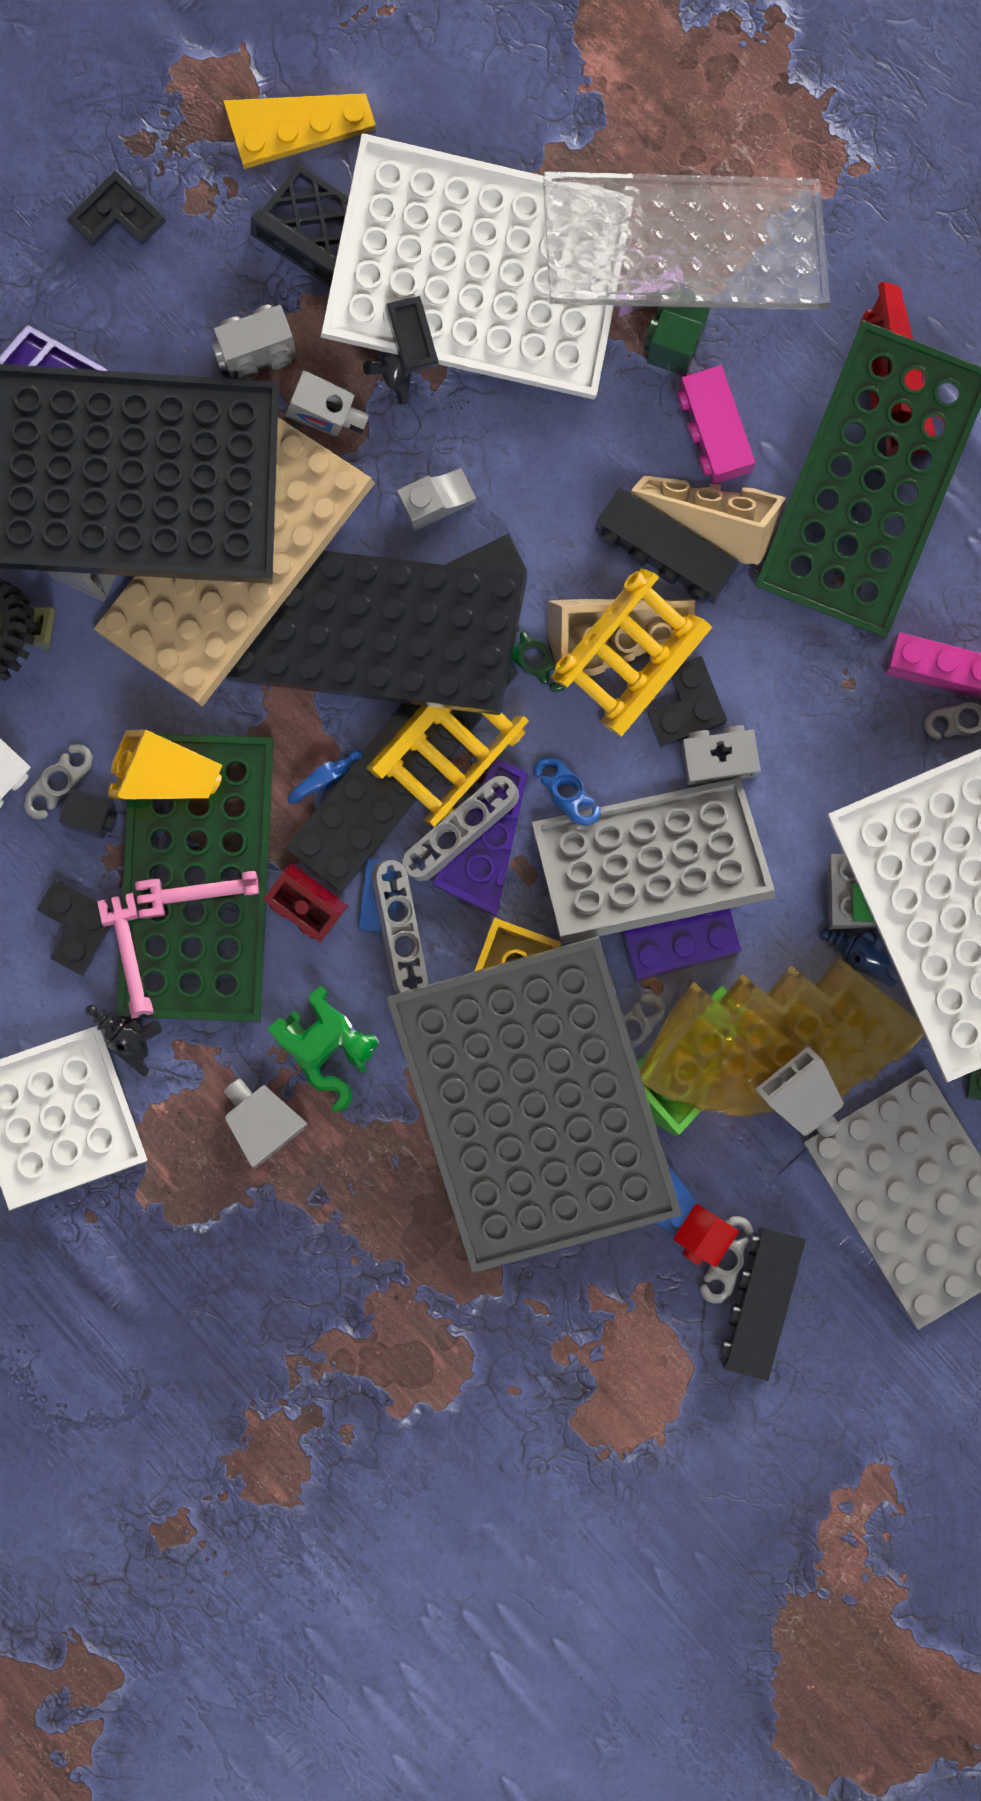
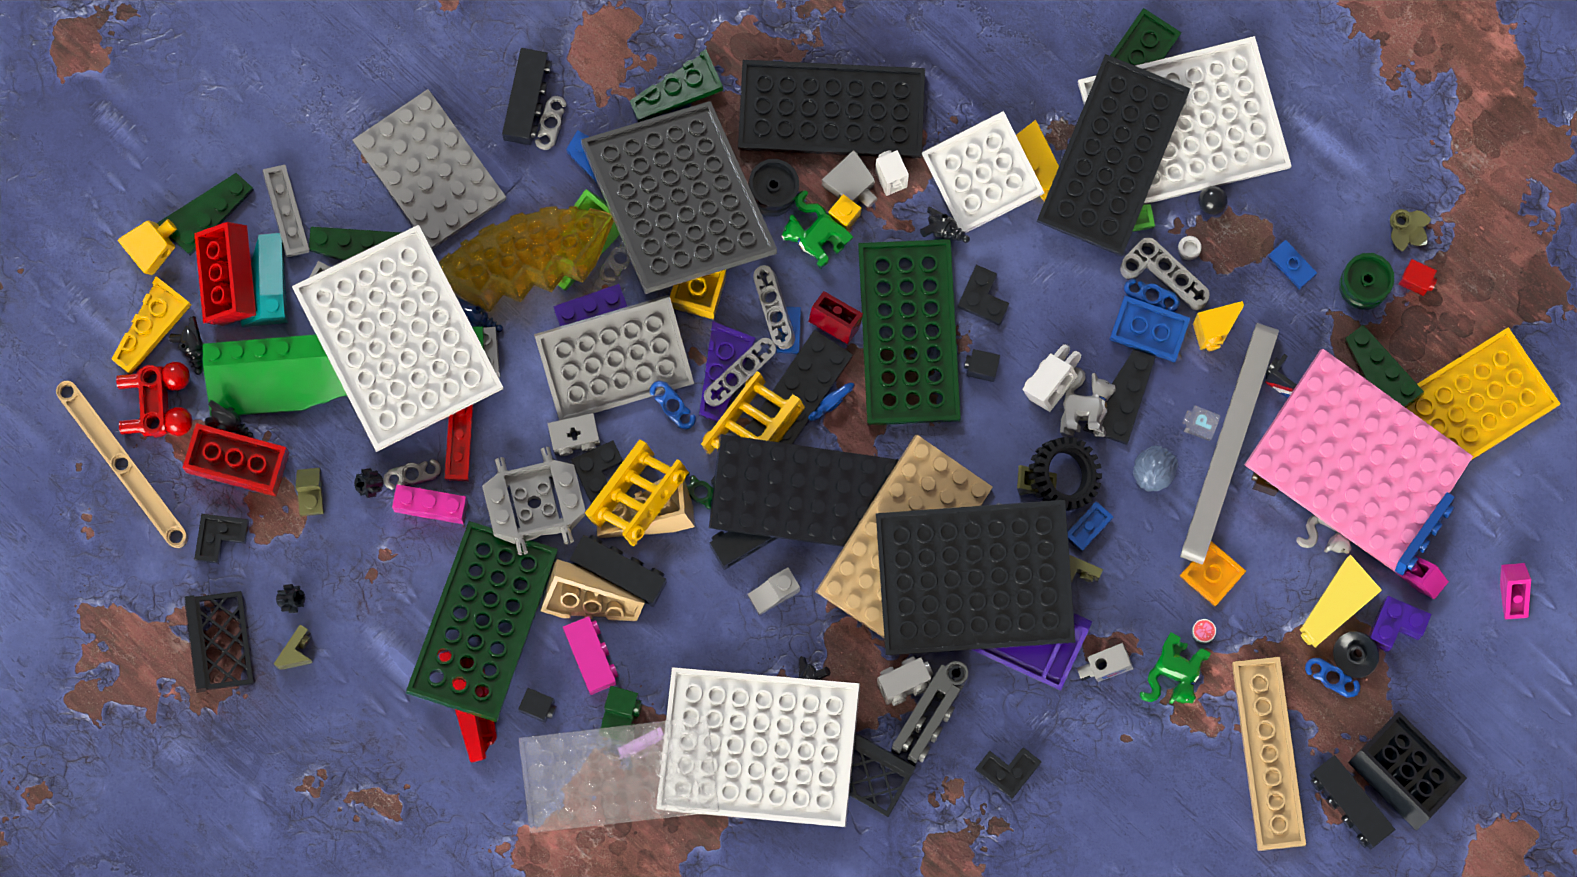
camera: 175 degrees right, 5 degrees down
(42, 788) = (1014, 381): light grey piece -> none
(119, 917) = (936, 244): bright pink hinge -> none
(160, 769) = (938, 388): yellow slope -> none
(197, 1126) = (891, 172): none -> white brick
(222, 290) = (947, 690): none -> dark grey hinge
(248, 885) = (931, 313): bright pink hinge -> none
(276, 1070) = (845, 212): none -> yellow brick
(281, 1245) = (831, 108): none -> black plate
(290, 125) = (898, 844): yellow wing -> none
(311, 403) = (863, 646): light grey torso -> none
(363, 1115) = (774, 186): none -> black wheel
(411, 335) = (798, 689): black tile -> none
(518, 1299) = (688, 84): none -> dark green wing
(705, 1236) = (565, 132): red brick -> none
(788, 626) = (530, 484): none -> light grey piece
(798, 358) = (537, 705): none -> black brick
(804, 1094) = (509, 220): light grey torso -> none
(896, 744) = (459, 445): none -> red plate

